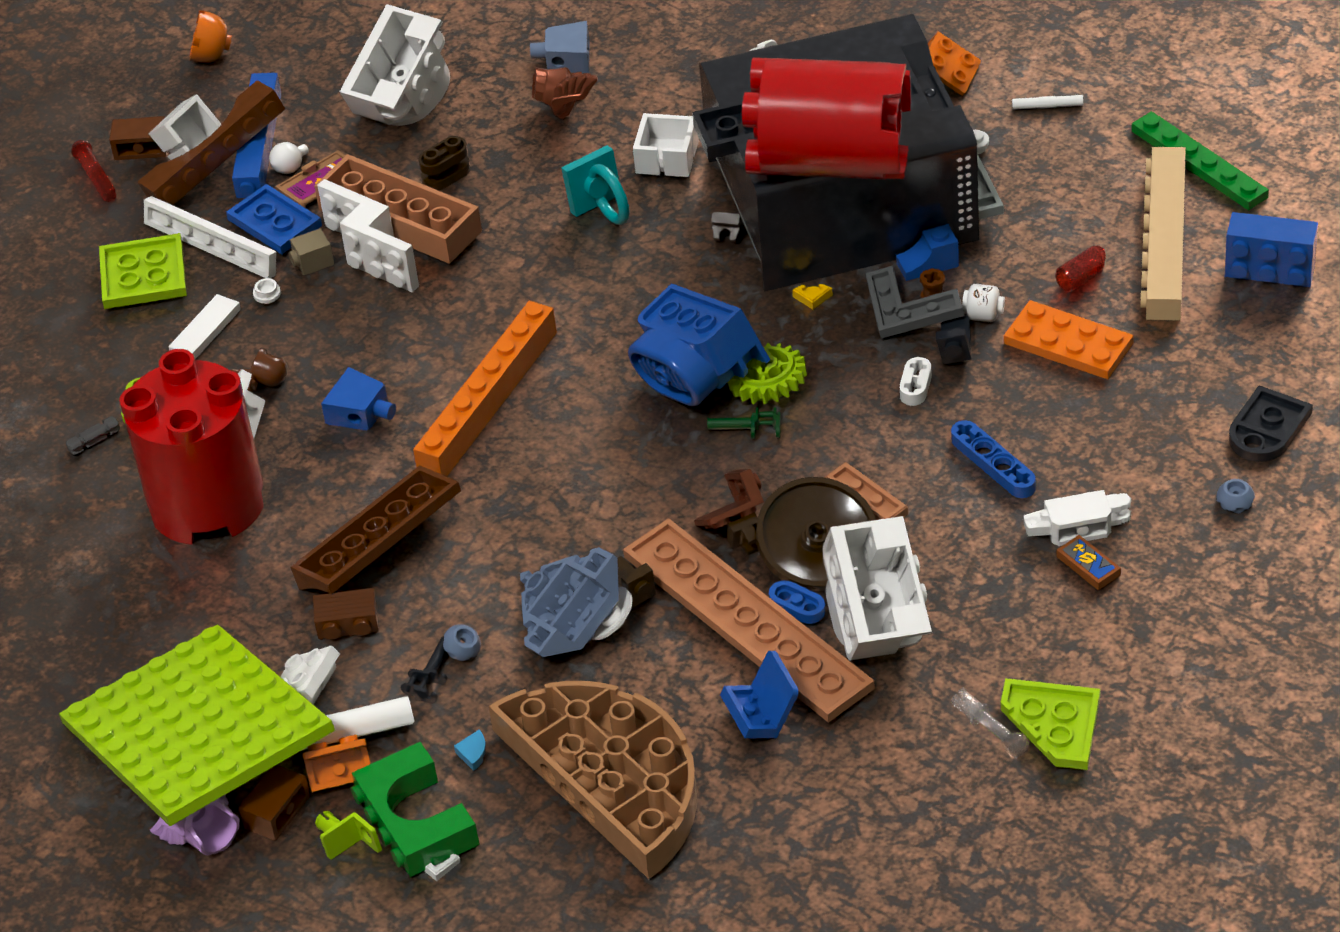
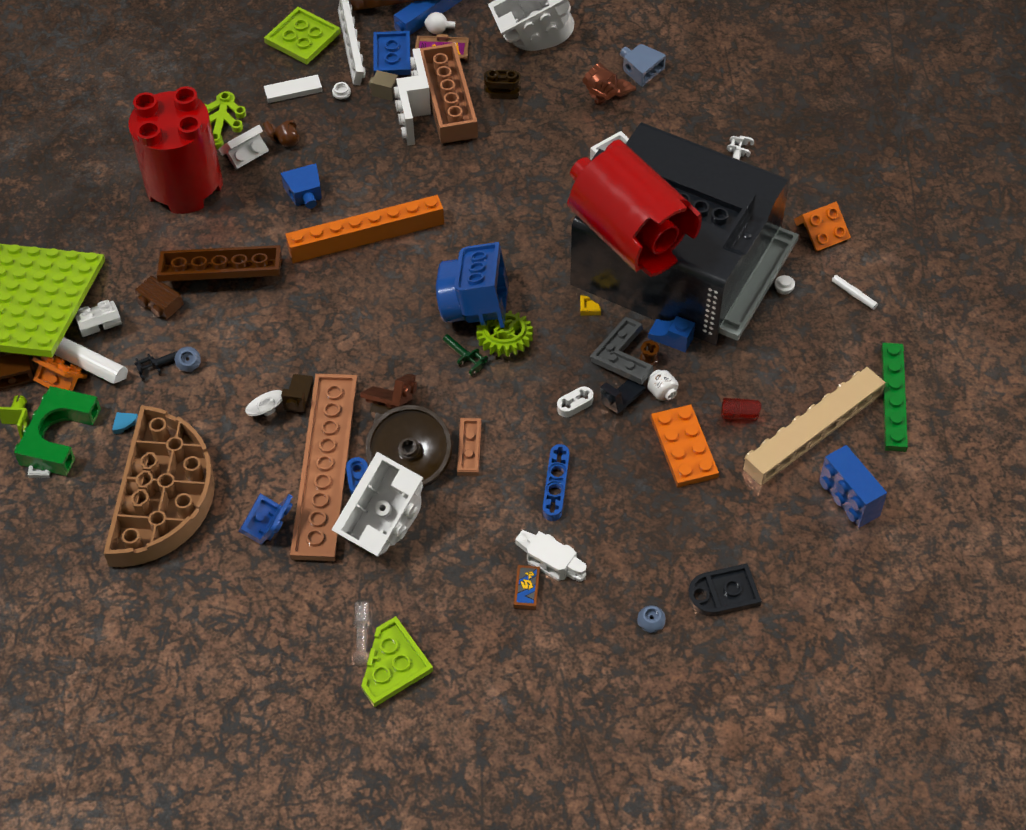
camera: 40 degrees right, 10 degrees up
(568, 601) = (247, 382): sand blue wedge -> none
(594, 182) = (552, 152): teal tile -> none

